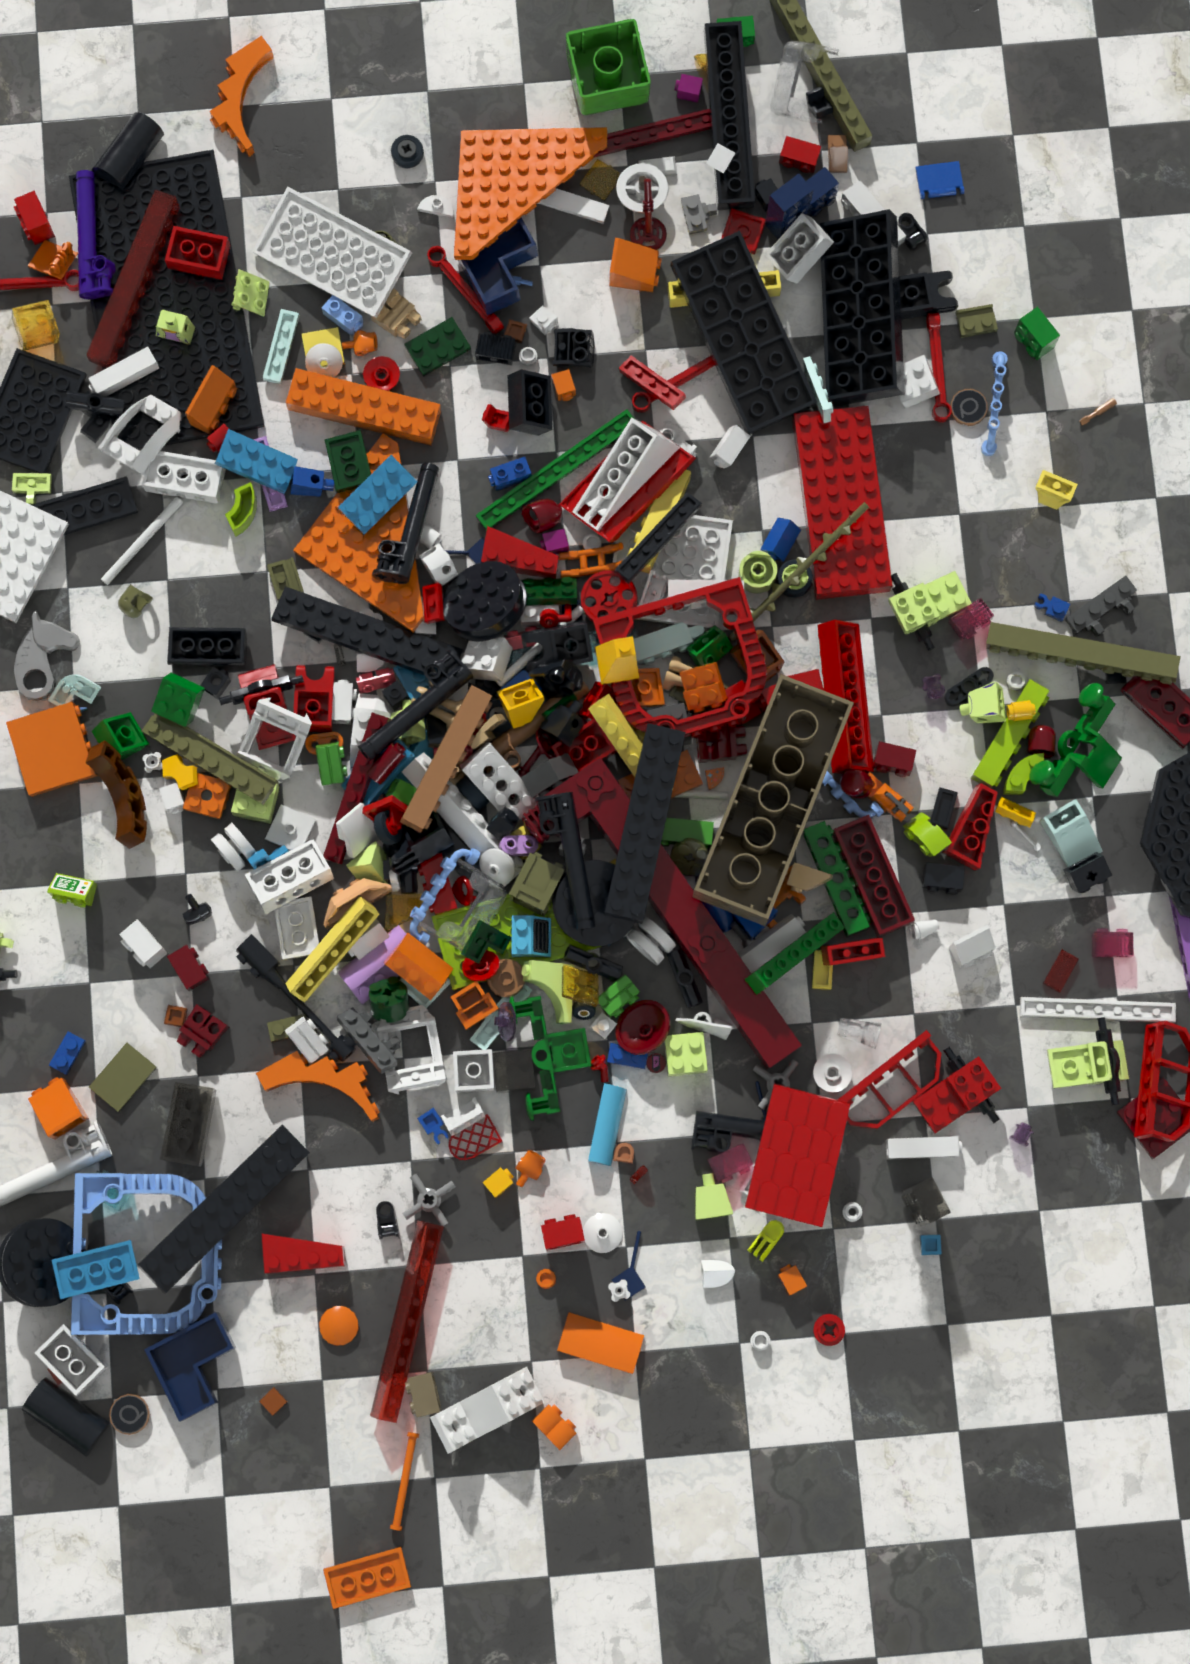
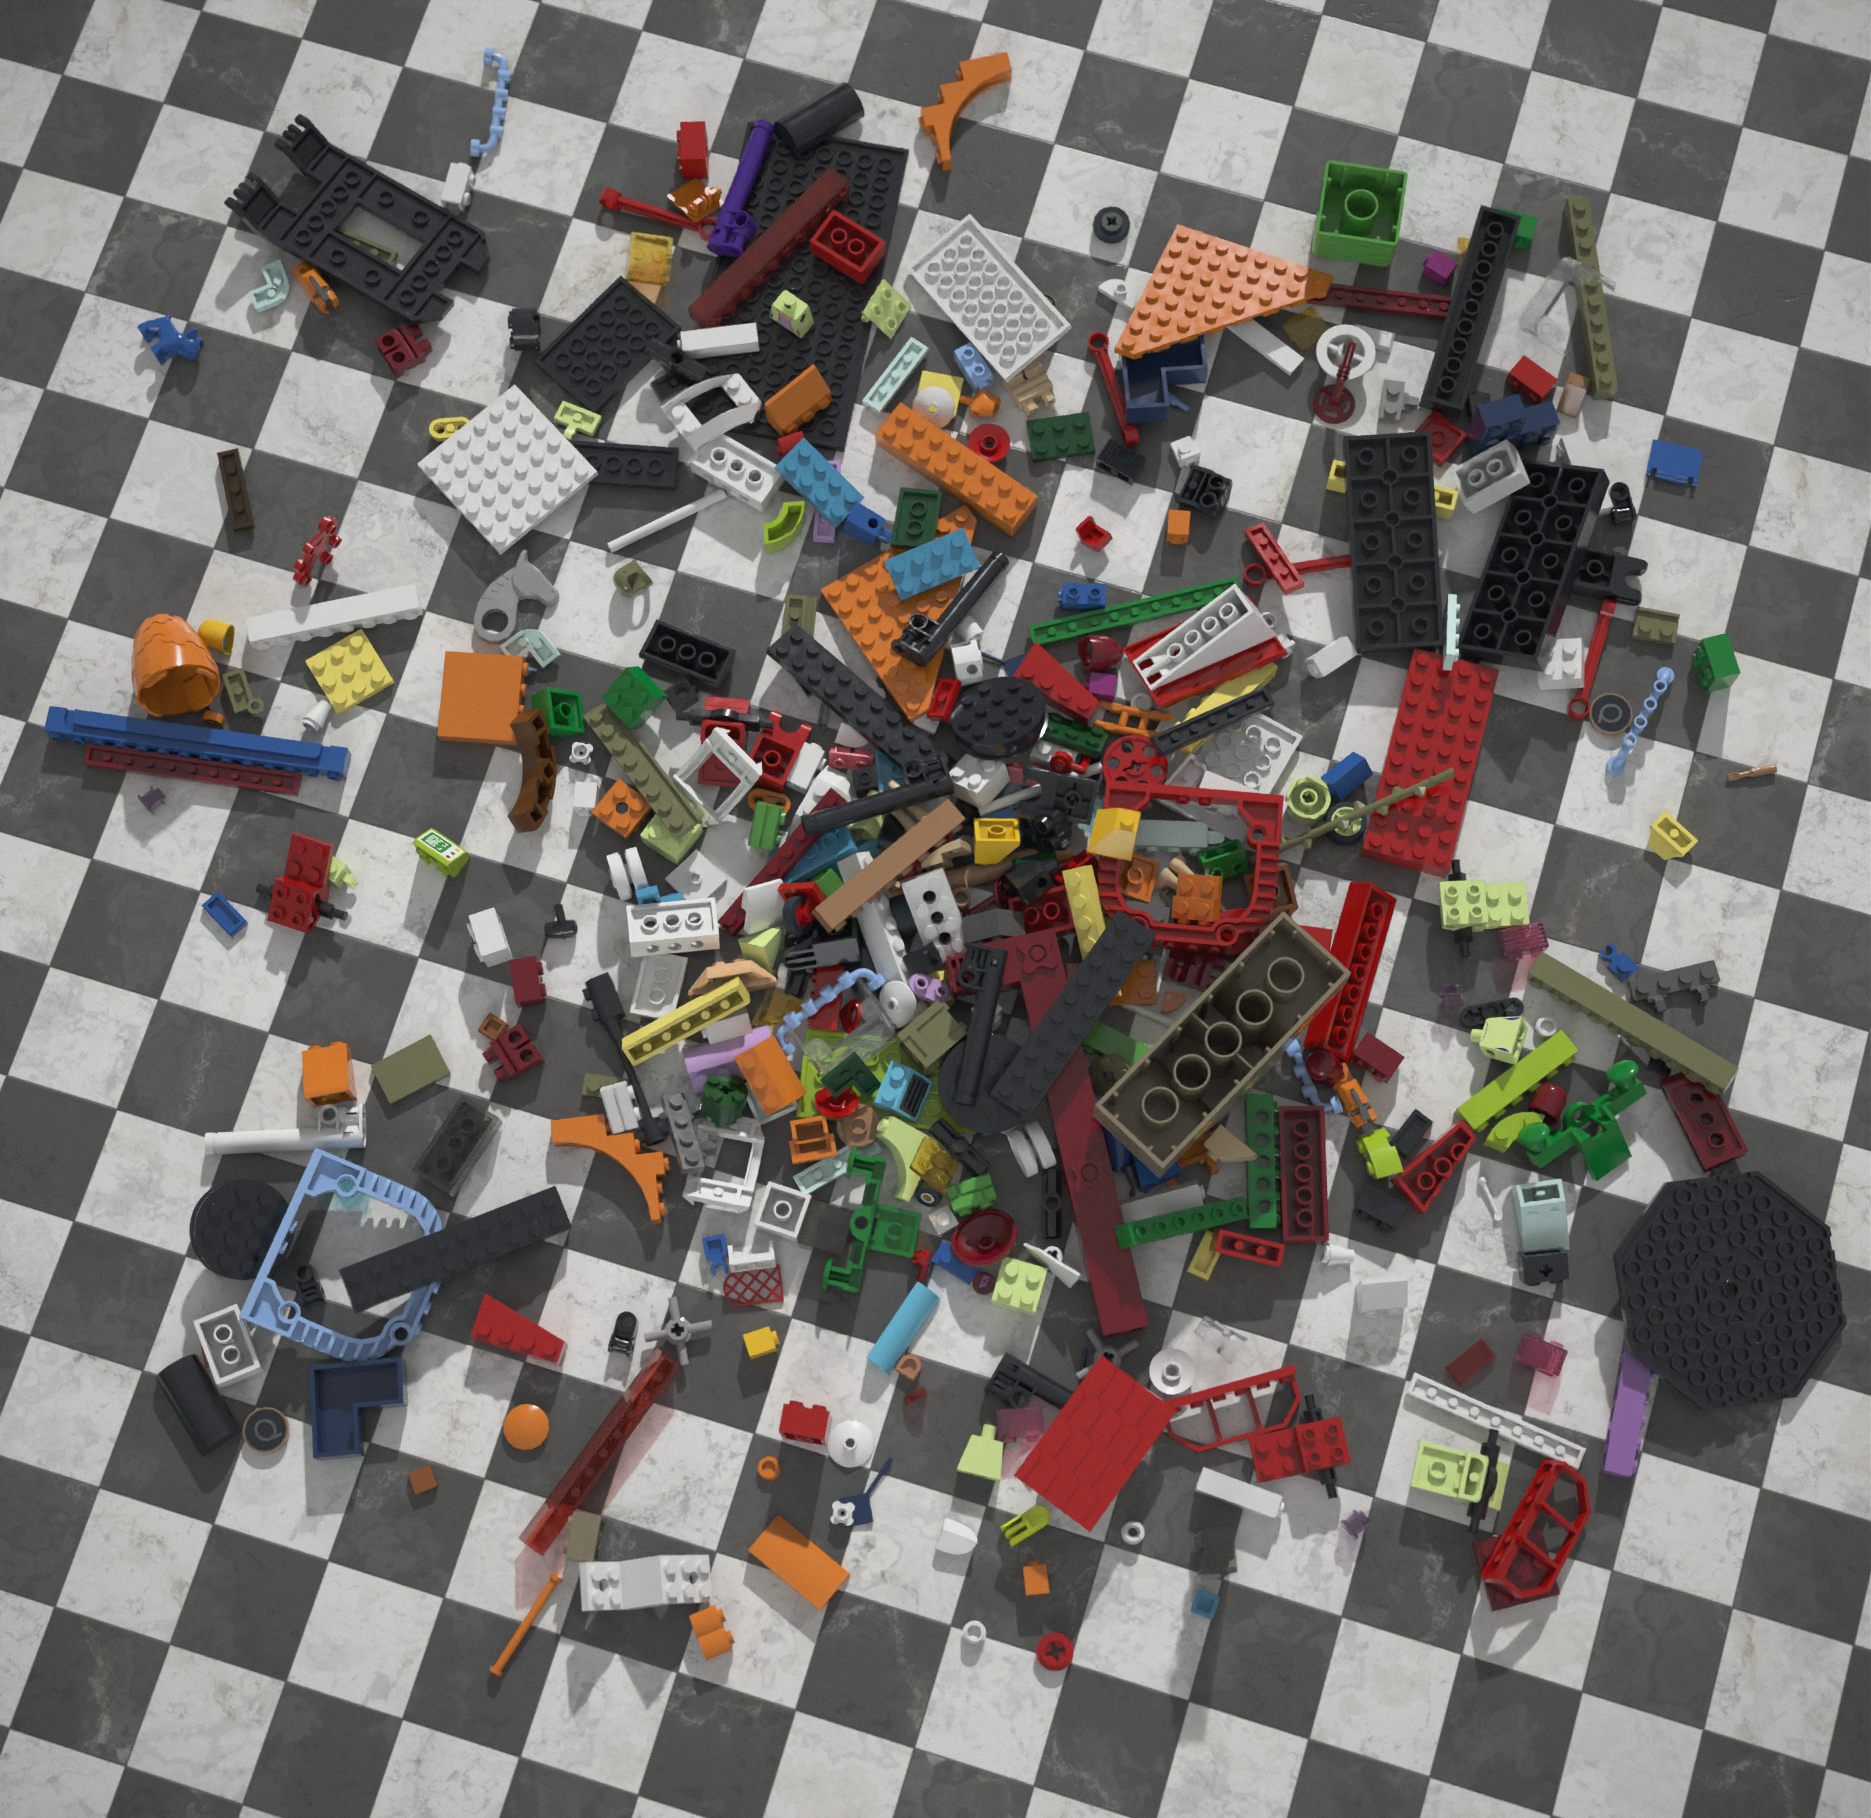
camera: 25 degrees right, 5 degrees down
(67, 1053) = (363, 1021): blue plate -> none
(95, 1269) = (292, 1257): dark azure plate -> none
(175, 769) = (601, 768): yellow tile -> none
(367, 1577) = (442, 1712): orange plate -> none
(387, 763) = (824, 846): dark red brick -> none
(506, 1021) = (838, 1171): clear purple piece -> none
(516, 330) = (1151, 450): dark orange tile -> none
(528, 356) = (1152, 482): white plate -> none
(529, 402) = (1134, 530): black brick -> none
(530, 1166) = (802, 1339): orange piece -> none
(634, 266) = (1303, 430): orange slope -> none
(720, 158) = (1442, 351): white sticker -> none
(818, 103) = (1572, 334): black bracket -> none
(1015, 812) = (1488, 1168): yellow plate -> none
(1020, 710) = (1537, 1059): yellow brick -> none

